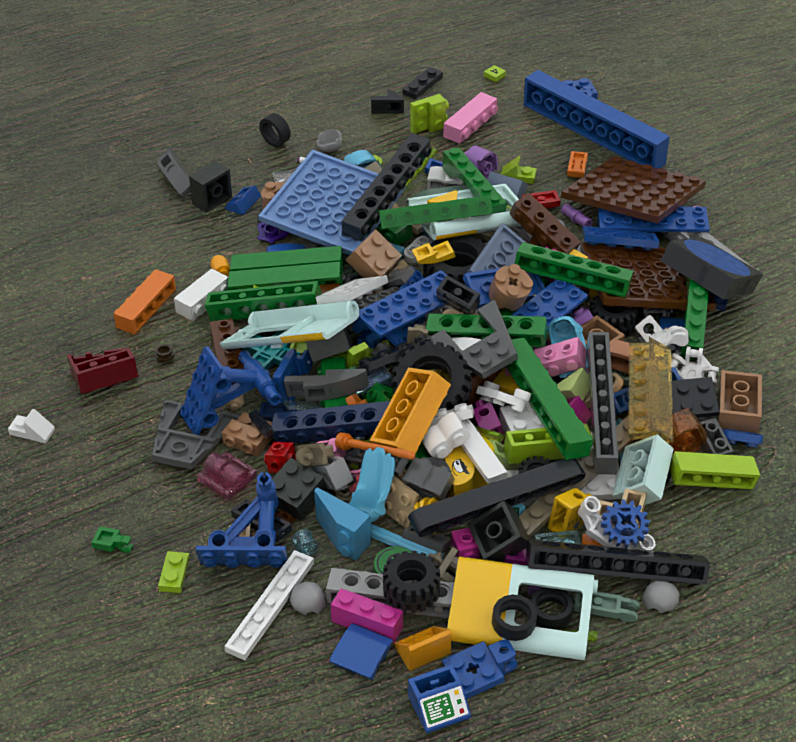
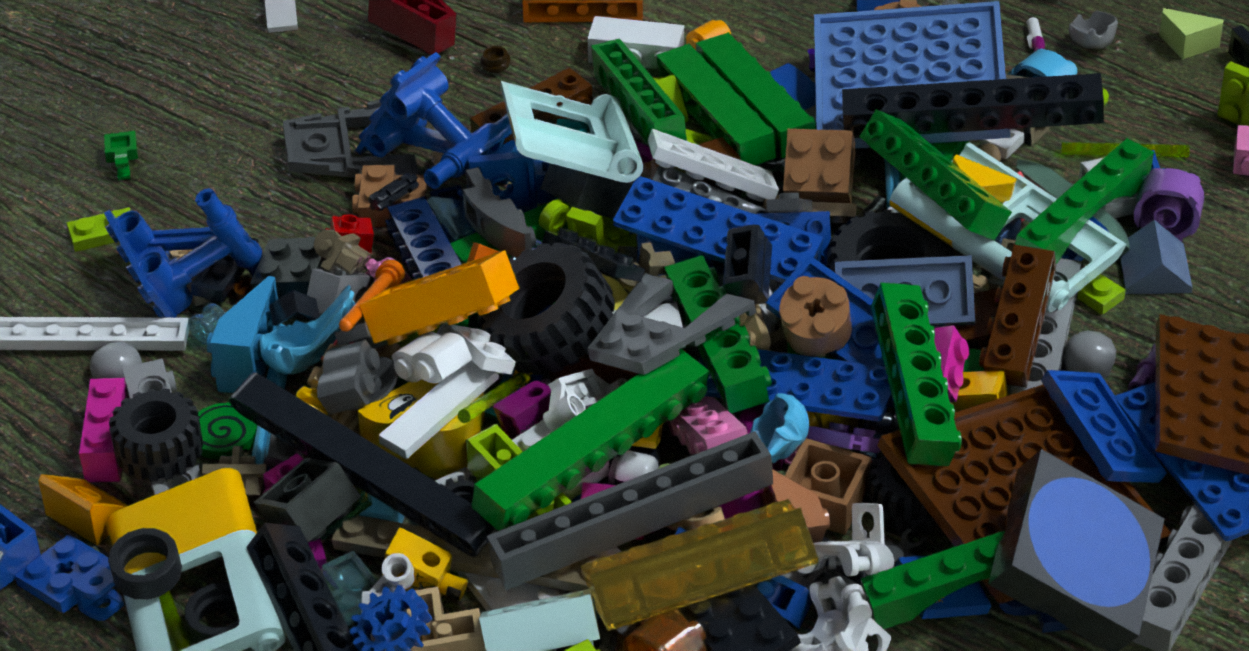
camera: 65 degrees right, 0 degrees up
(225, 474) = (296, 203): clear pink plate -> none
(343, 361) = (554, 216): none -> lime tile
(344, 491) = (294, 306): none -> black slope
(353, 116) = (1190, 33): none -> yellowish green slope
(361, 651) = (45, 448): blue slope -> none
(427, 255) = (859, 217): yellow slope -> none
(516, 171) = (1213, 267): lime slope -> none
(548, 199) = (1147, 305): red plate -> none

